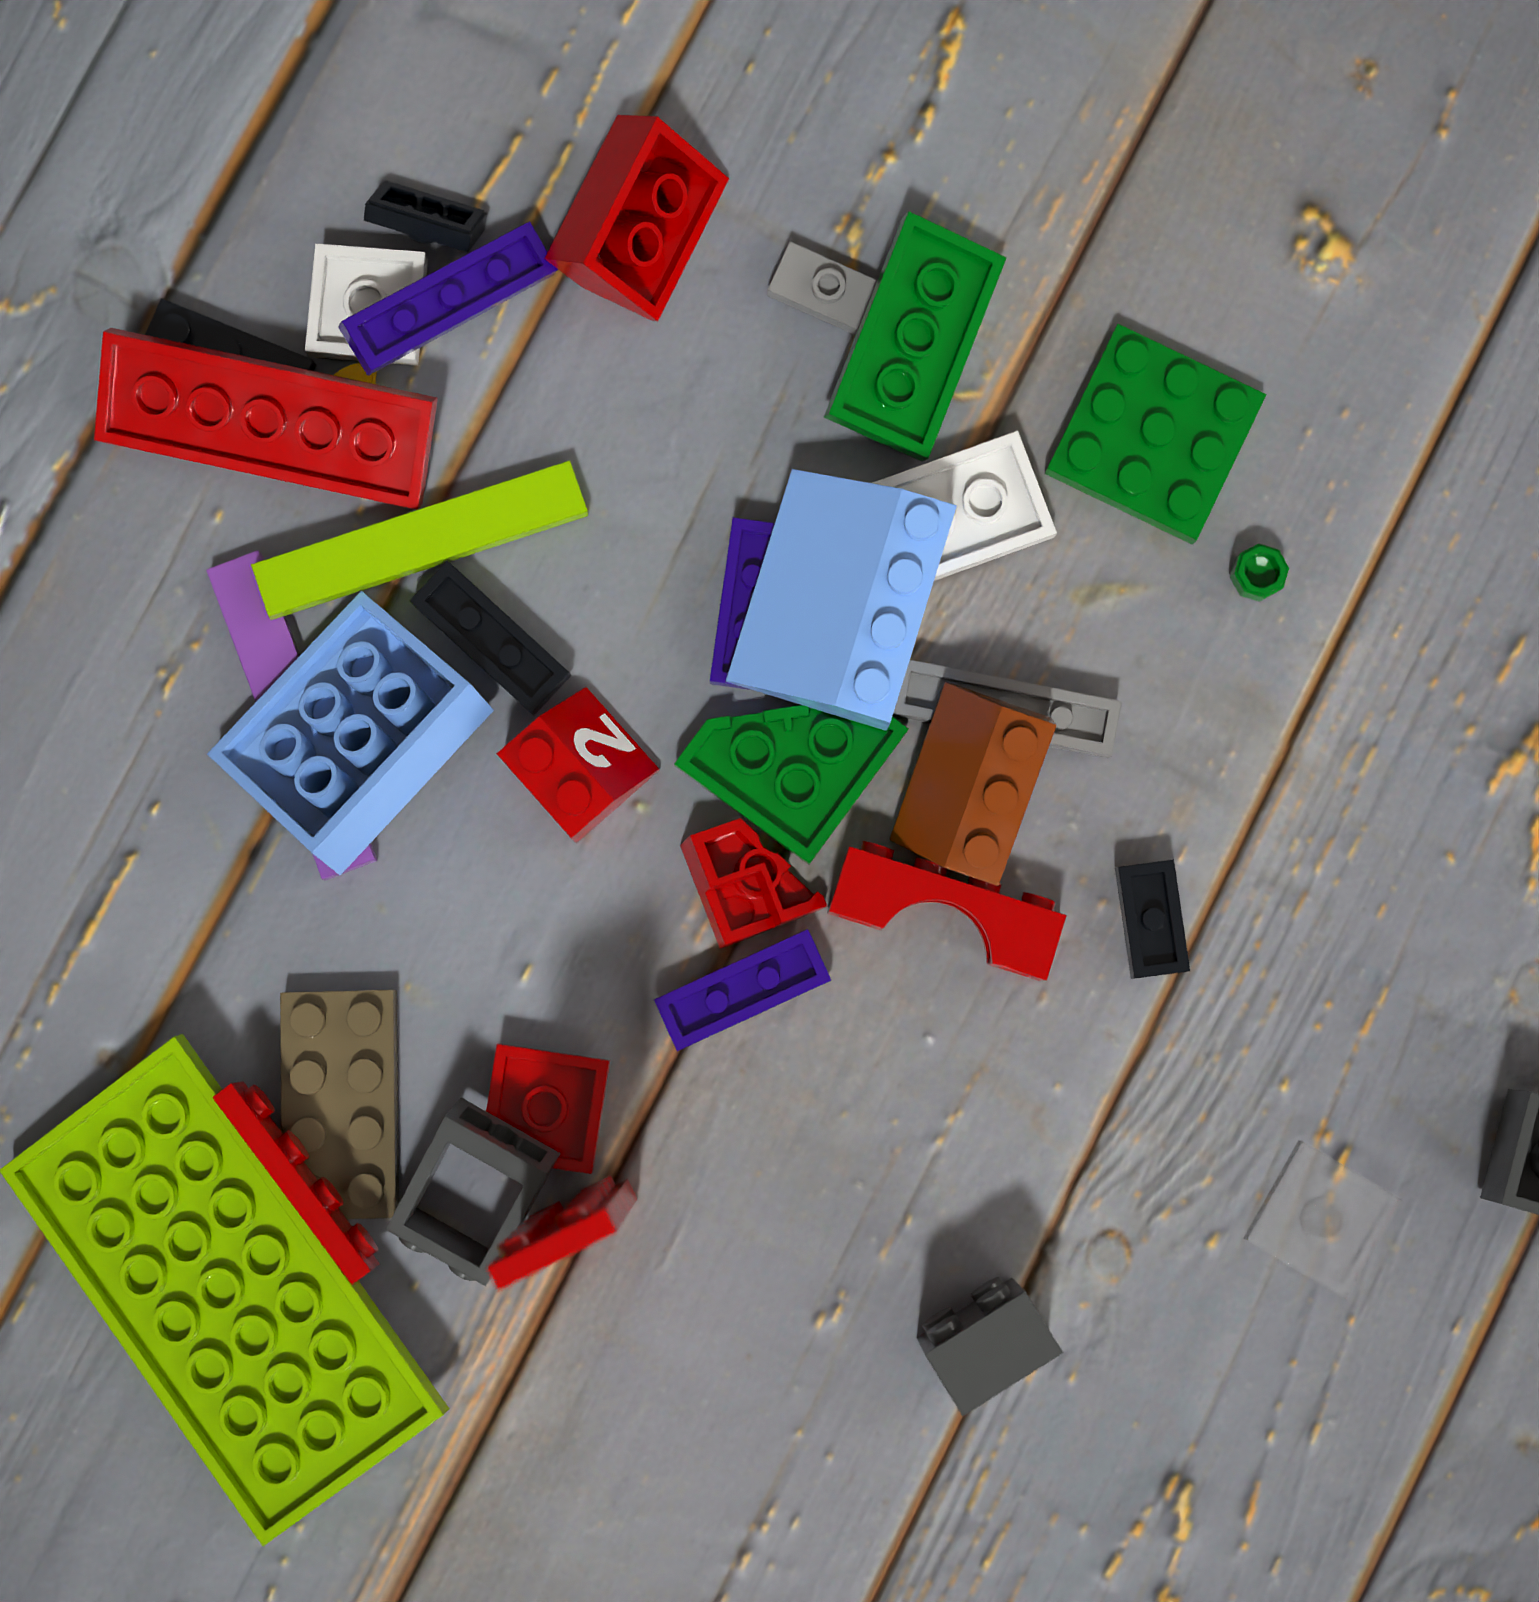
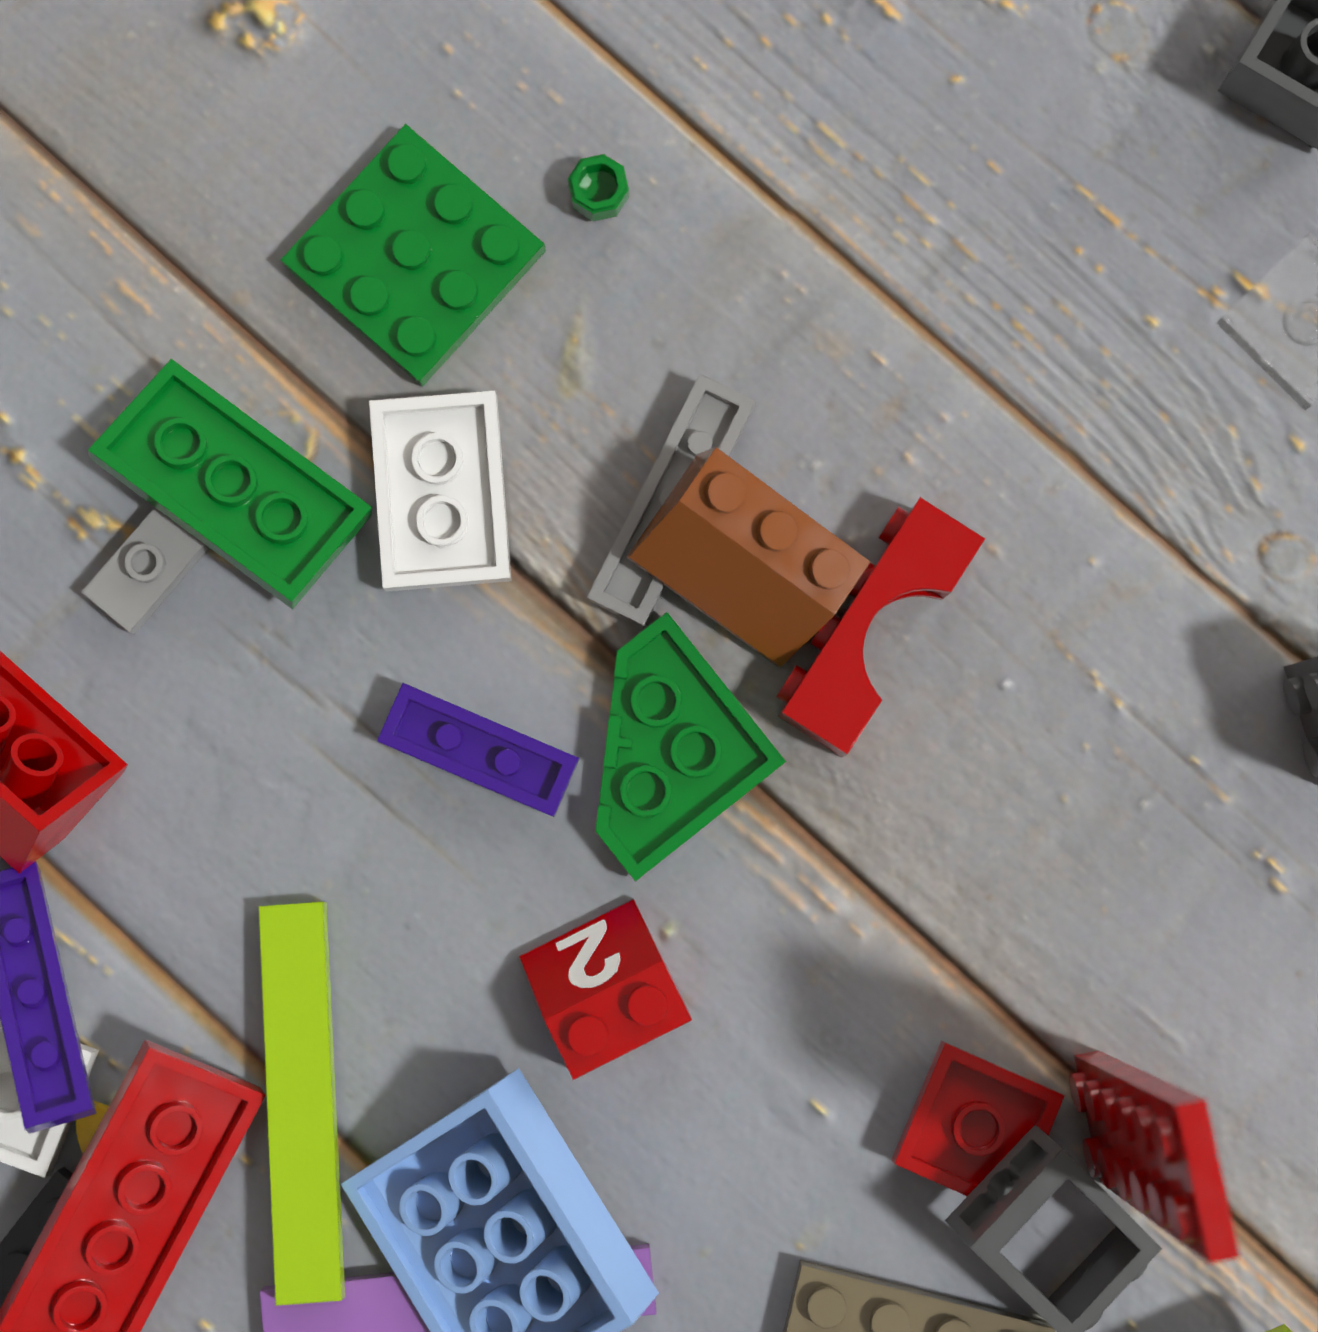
camera: 75 degrees left, 0 degrees up
(490, 638) = (435, 1050): black plate -> none
(742, 990) = (904, 874): dark purple plate -> none
(744, 883) = (786, 839): red slope -> none
(841, 596) = (501, 643): light blue slope -> none
(1152, 919) = (943, 408): black plate -> none

